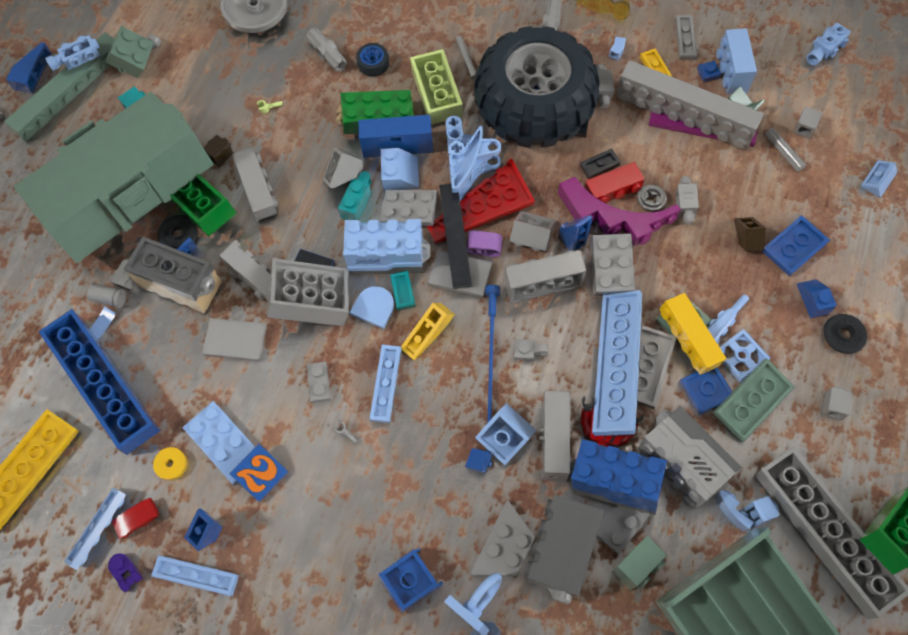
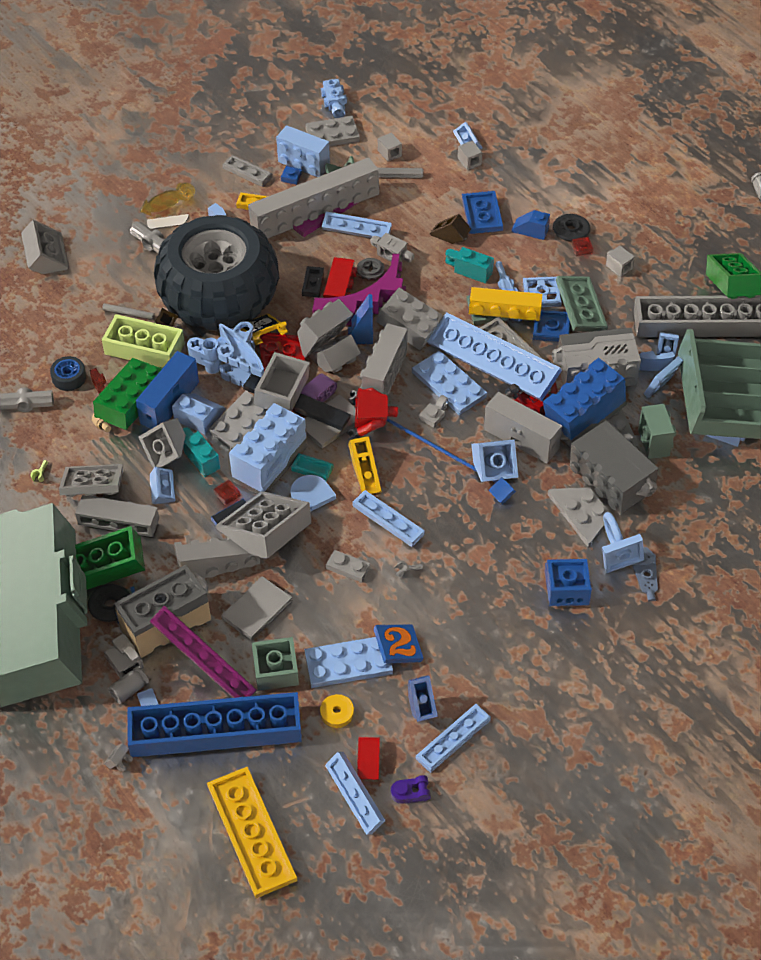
camera: 60 degrees left, 15 degrees down
(33, 330) = (117, 756): none -> light grey tile
(145, 331) = (201, 654): none -> magenta tile
(179, 388) = (275, 663): none -> sand green brick
(273, 143) = (91, 480): none -> light grey plate
(311, 195) = (162, 486): none -> light blue slope
(331, 244) = (227, 492): none -> clear red plate
(379, 82) = (98, 380): none -> clear red plate
(452, 211) = (281, 382): none -> light grey piece
(465, 87) = (166, 318): none -> dark brown brick
(482, 298) = (370, 411): none -> red torso
(518, 157) = (263, 325): none -> flag
(543, 202) = (323, 326): none -> light grey slope
(572, 341) = (449, 380): none -> light blue plate
(583, 20) = (167, 221): none -> white sticker
(690, 156) = (355, 225): none -> light blue plate
(713, 532) = (663, 377): none -> light blue piece
(721, 274) = (470, 264): none -> teal brick
(787, 69) = (336, 131): none -> light grey plate
(829, 357) = (582, 246): none -> clear red plate
(857, 192) = (469, 155): none -> light grey brick

